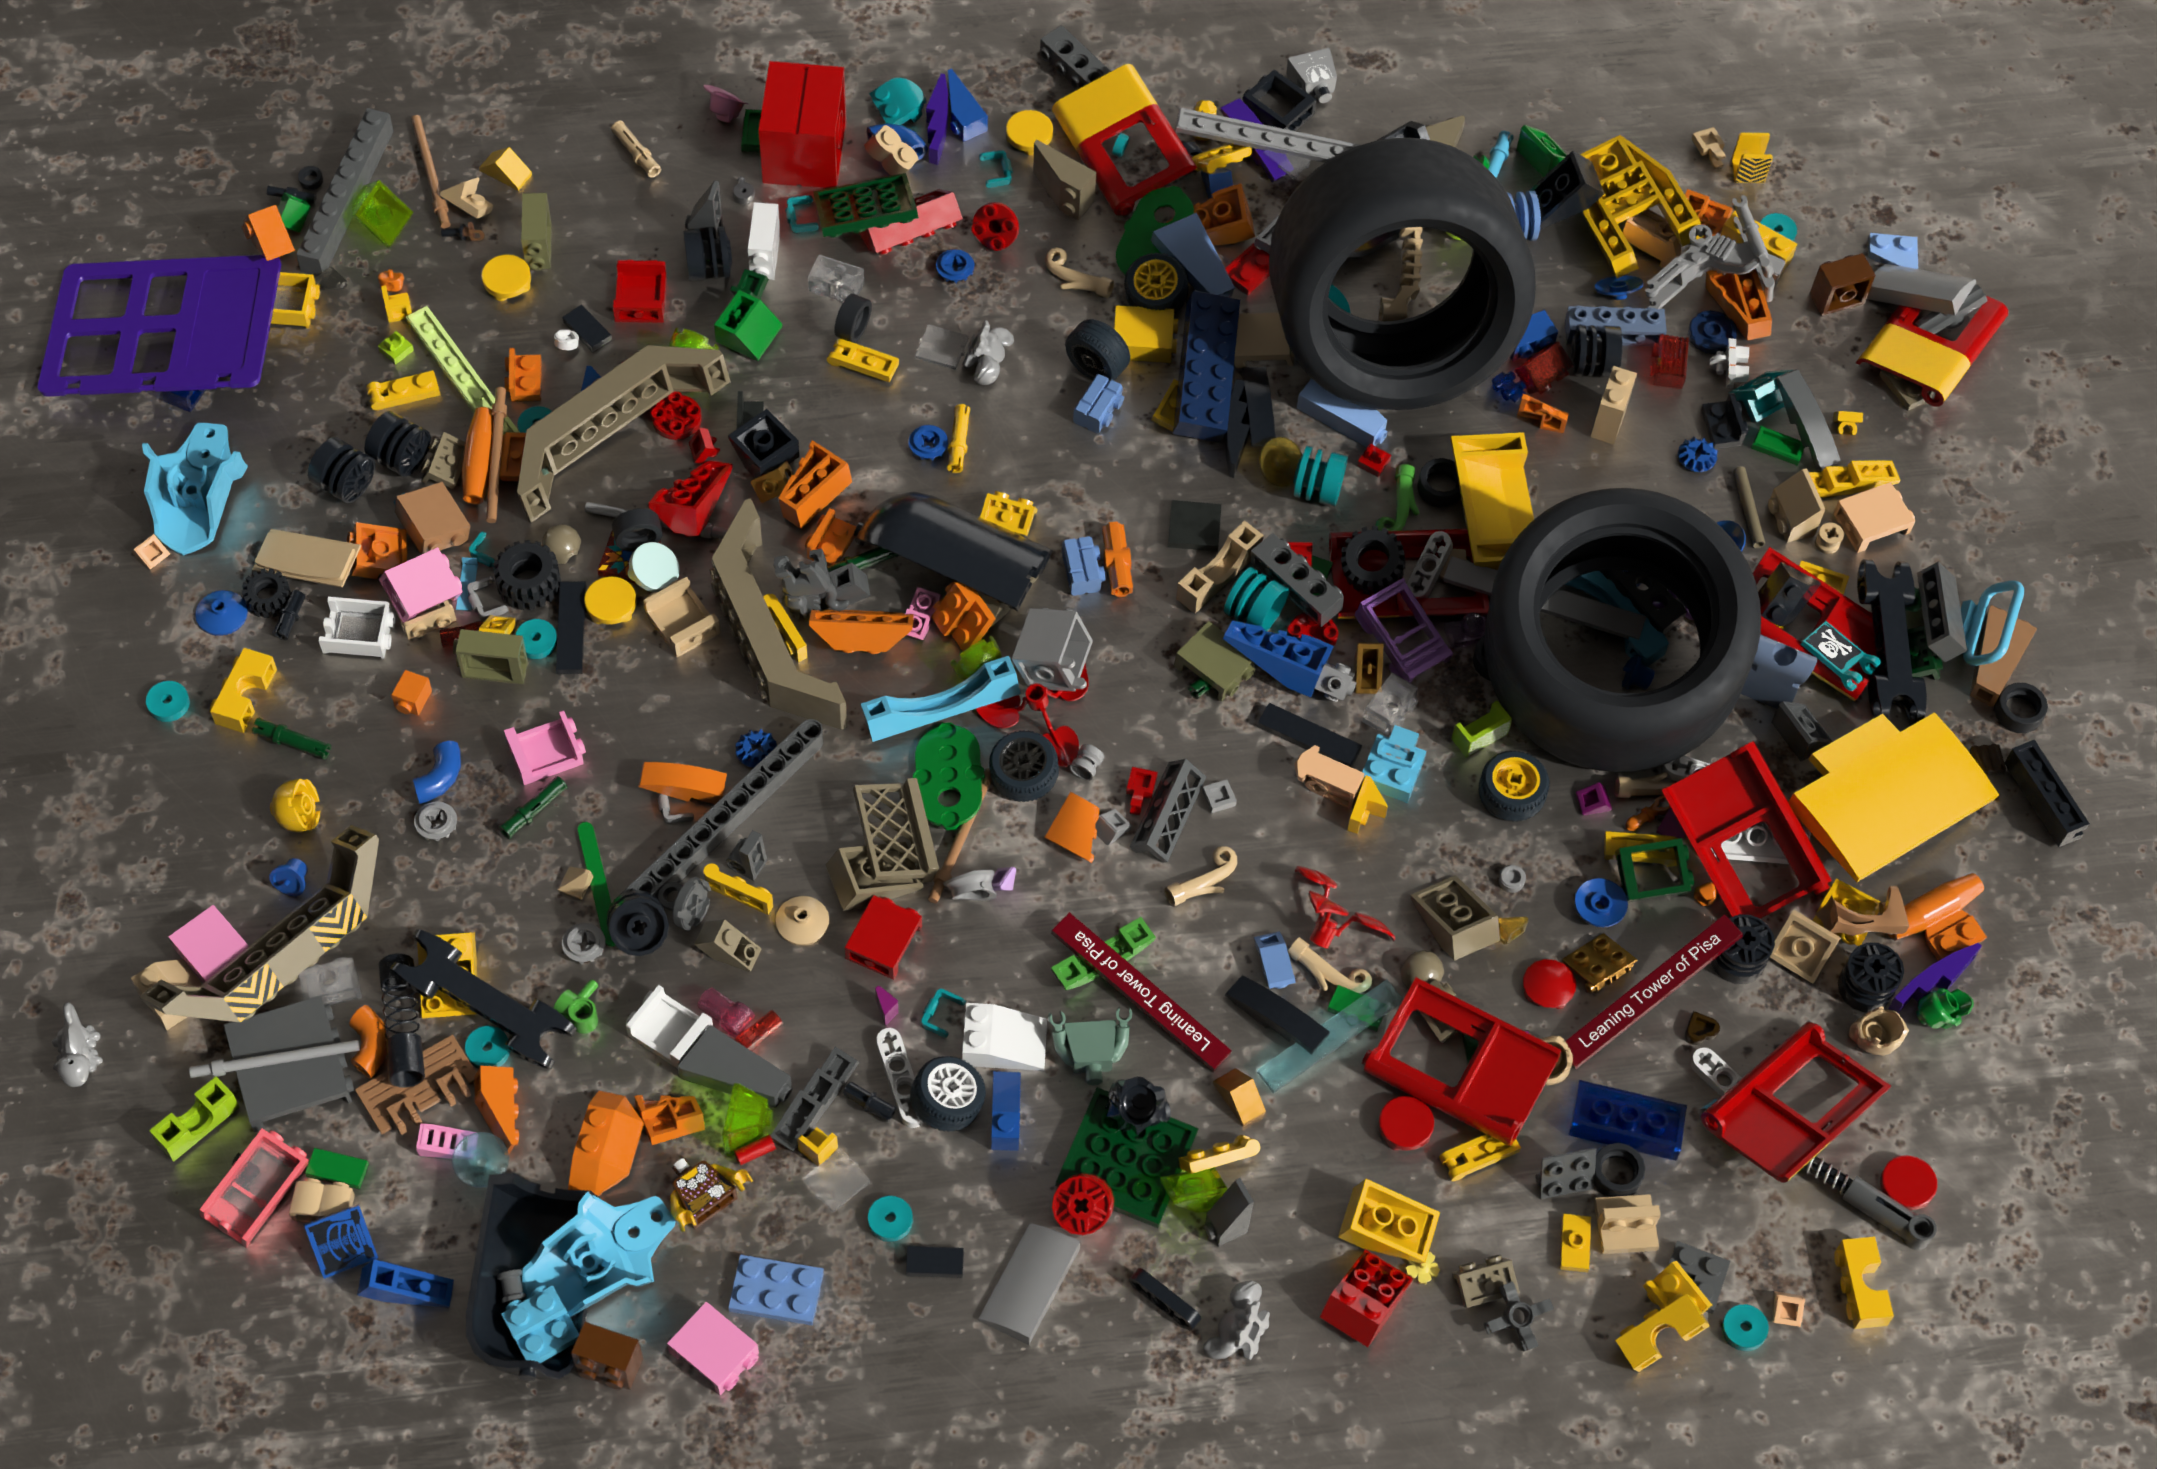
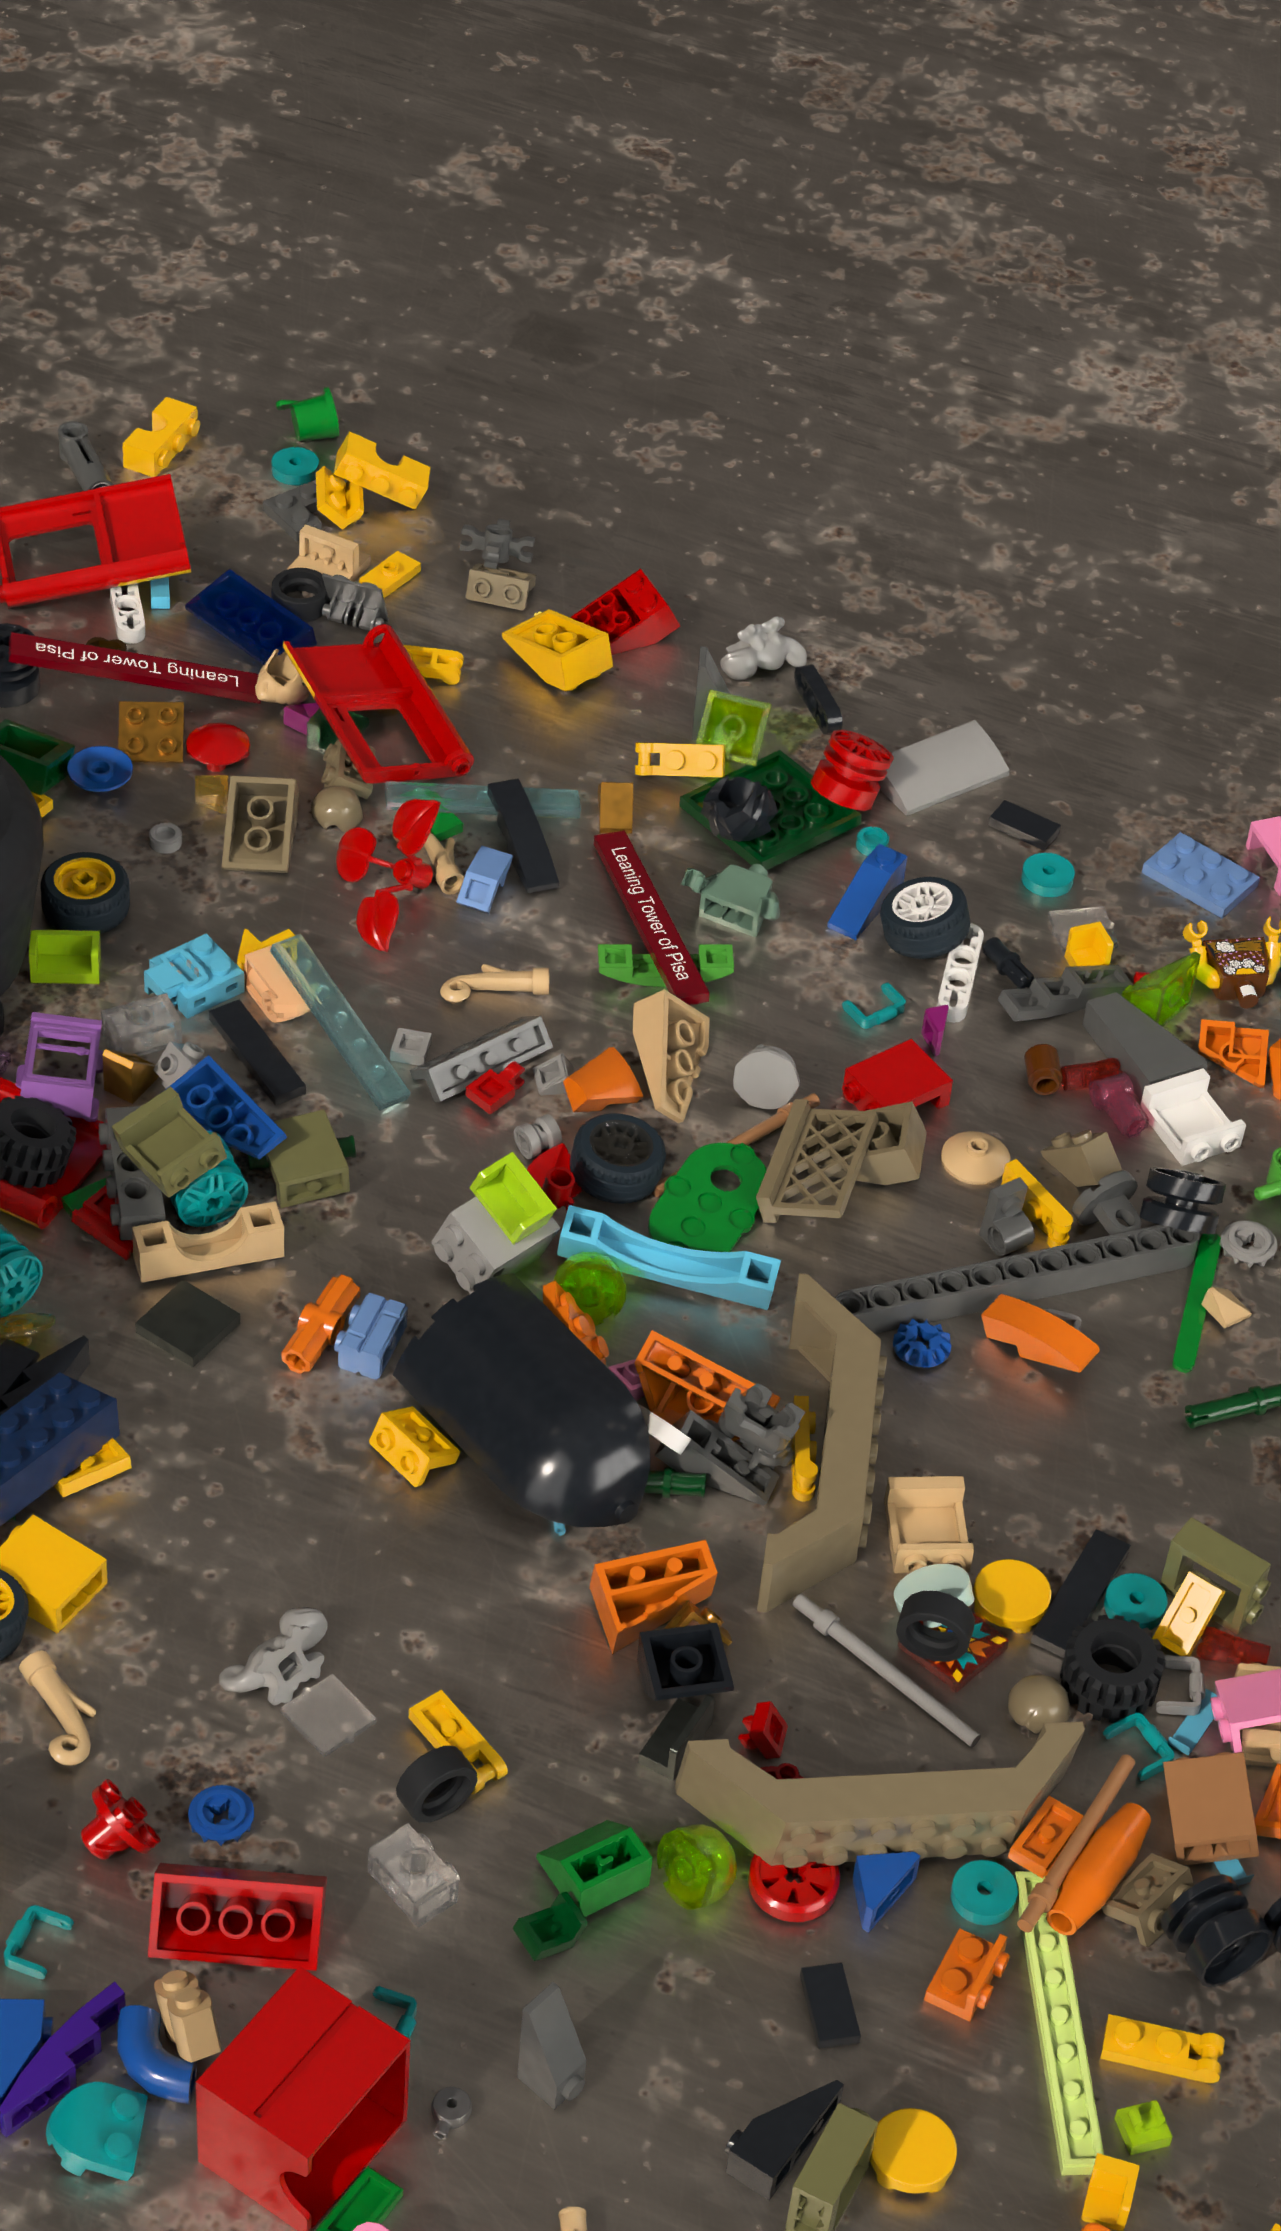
camera: 150 degrees left, 15 degrees down
(545, 749) = (1192, 1463): bright pink panel -> none
(566, 339) = (874, 1996): white tile -> none
(574, 247) = (779, 2138): none -> black slope
(640, 291) = (719, 2012): red panel -> none
(692, 501) = (828, 1649): red wedge -> none
(707, 253) = (592, 1994): black wheel -> none
(764, 239) = (486, 1969): white brick -> none
(793, 1011) = (1043, 1069): none -> reddish brown brick
(832, 537) = (669, 1526): orange bracket -> none
(865, 205) = (292, 1910): dark green plate -> none
(871, 572) = (664, 1431): none -> white beam
(928, 433) = (459, 1576): blue gear -> none
(957, 447) = (415, 1558): yellow pin -> none
(1003, 1038) = (831, 950): white slope -> none
(1004, 879) = (721, 1079): lavender slope -> none
(1036, 1175) = (869, 838): none -> teal tile
(1044, 639) = (513, 1198): none -> lime panel
(1050, 878) = (670, 1045): none -> tan wedge
(1097, 350) = (137, 1556): black wheel -> none
(1098, 403) = (185, 1514): medium blue brick -> none
(1268, 762) = (340, 1022): none -> clear light blue tile
(1275, 575) = (168, 1143): none -> olive panel
(1406, 1123) = (472, 710): red tile -> none
(1771, 1379) = (313, 417): none -> green hat
(1787, 1308) = (241, 461): light nougat slope -> none
(1909, 1181) = (42, 474): red tile -> none

